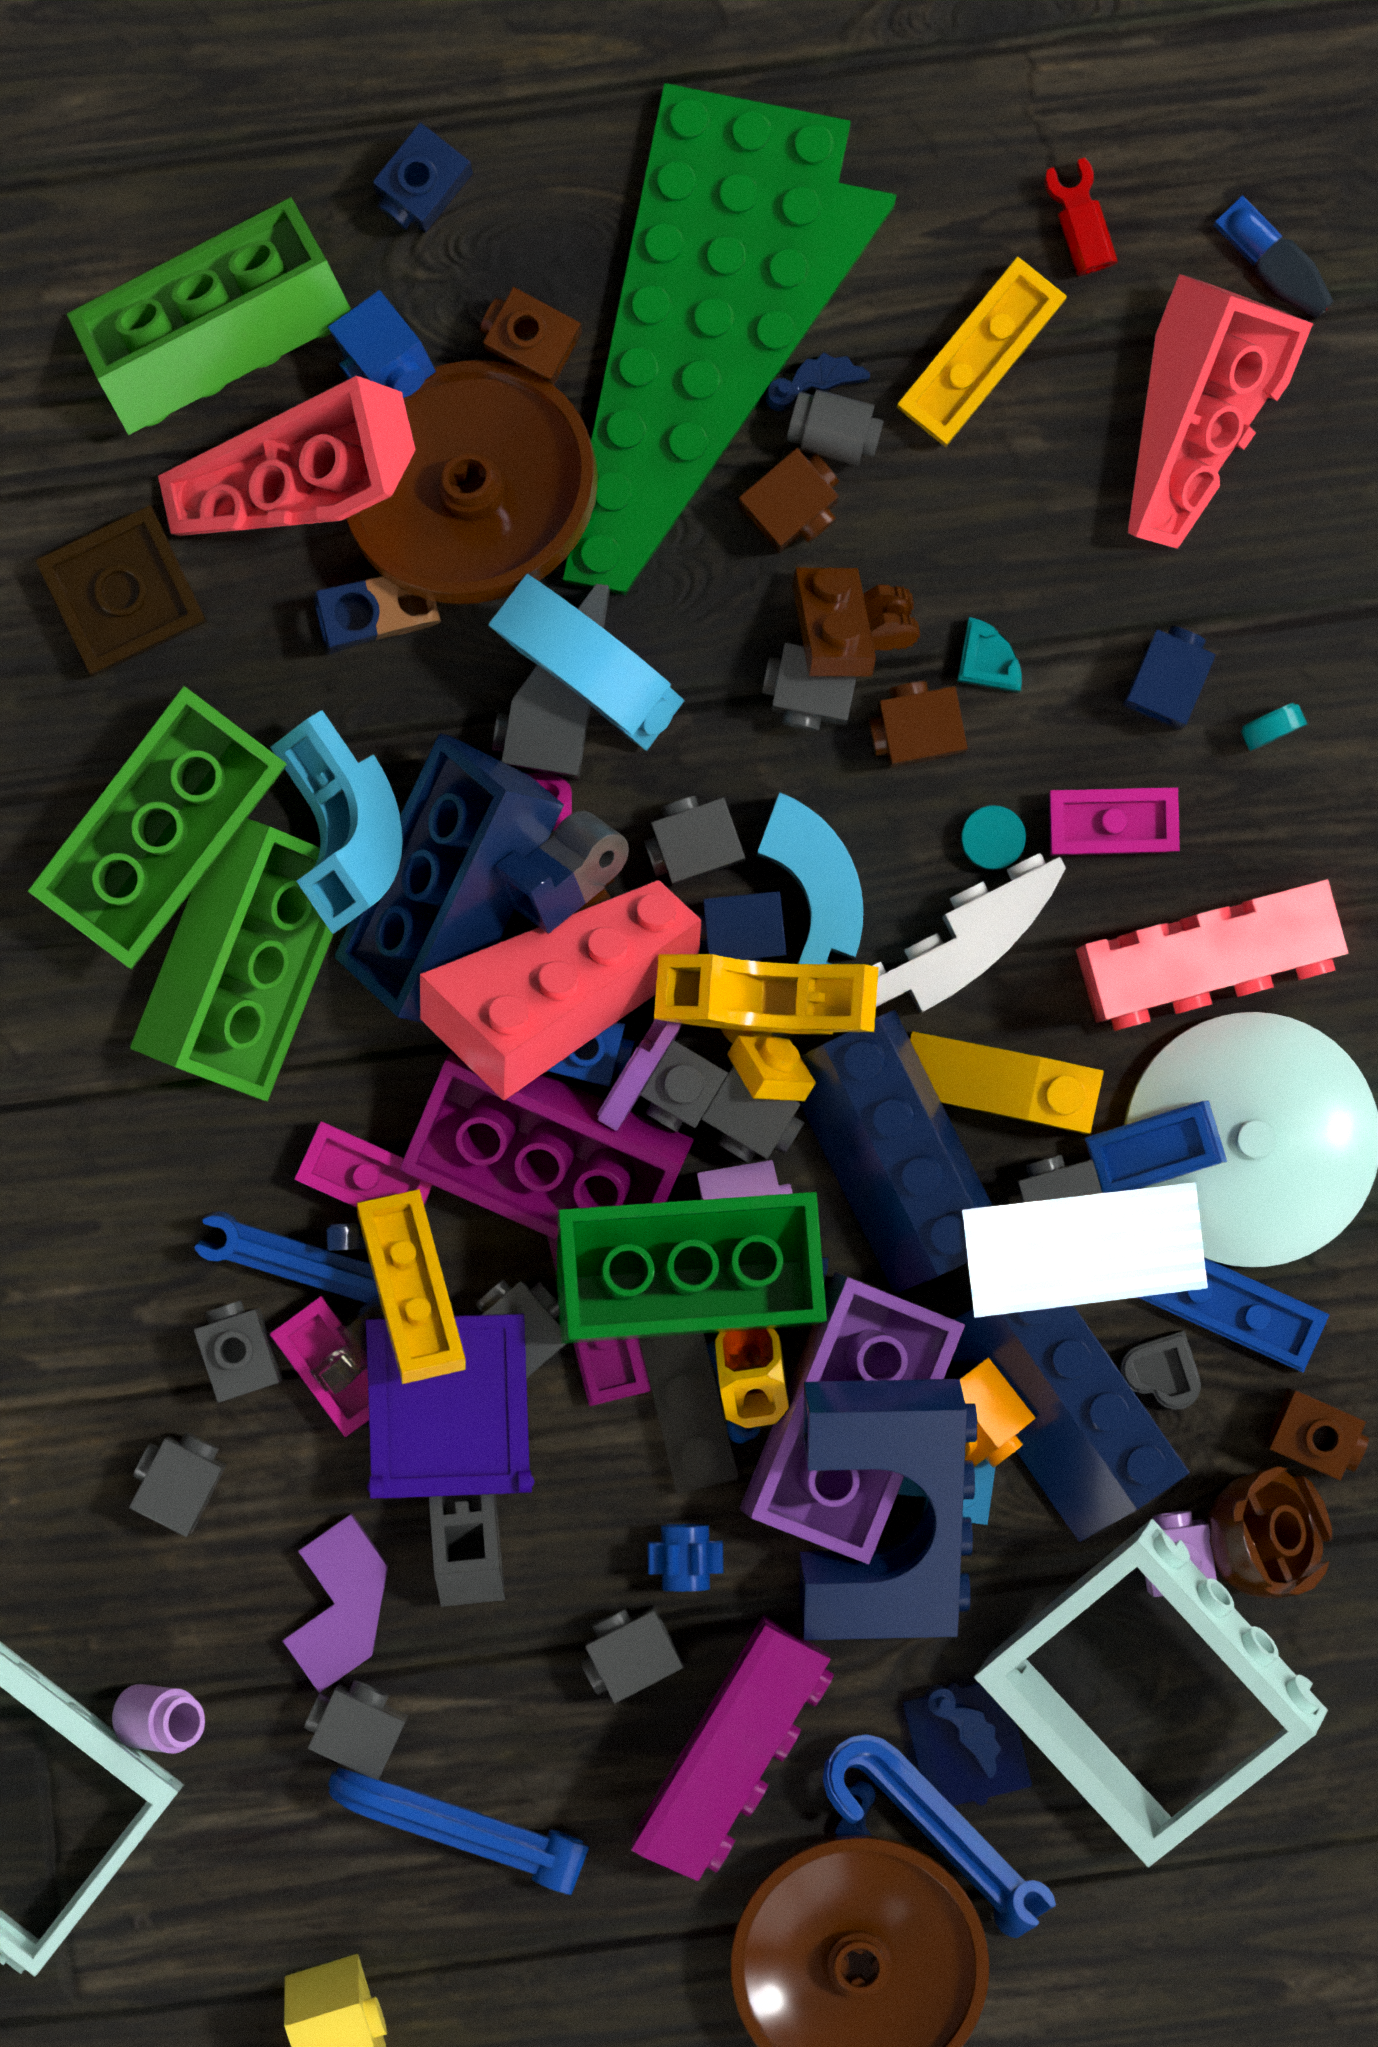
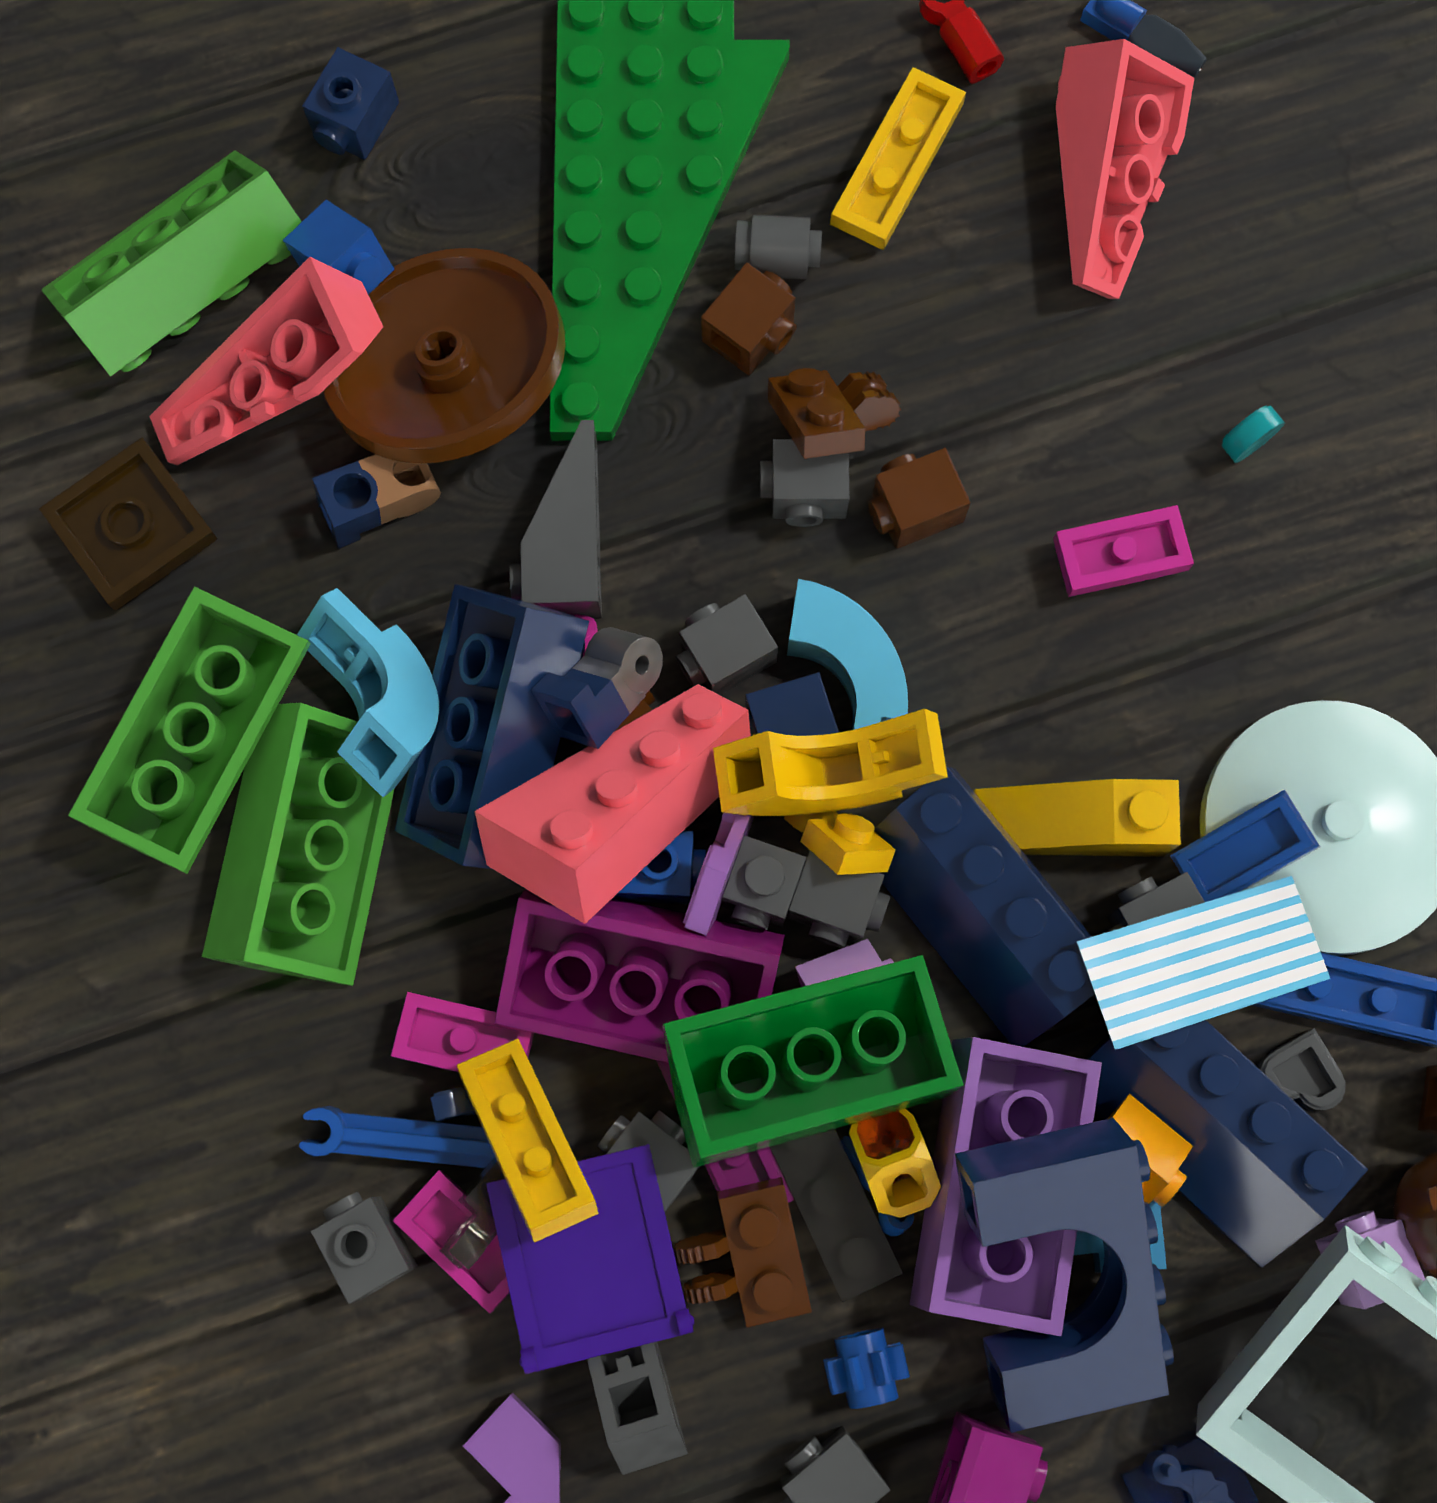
camera: 10 degrees left, 10 degrees down
(177, 1481) = (323, 1398): dark grey brick -> none
(529, 334) = (476, 215): reddish brown brick -> none
(587, 661) = (589, 485): medium azure arch -> none
(611, 1433) = (762, 1253): none -> reddish brown hinge
(814, 374) = (723, 228): dark blue piece -> none
(981, 930) = (1018, 680): white slope -> none
(988, 659) = (967, 429): teal tile -> none
(993, 837) = (1010, 590): teal tile -> none
(1170, 677) = (1143, 408): dark blue brick -> none
(1212, 952) = (1248, 652): wedge -> none

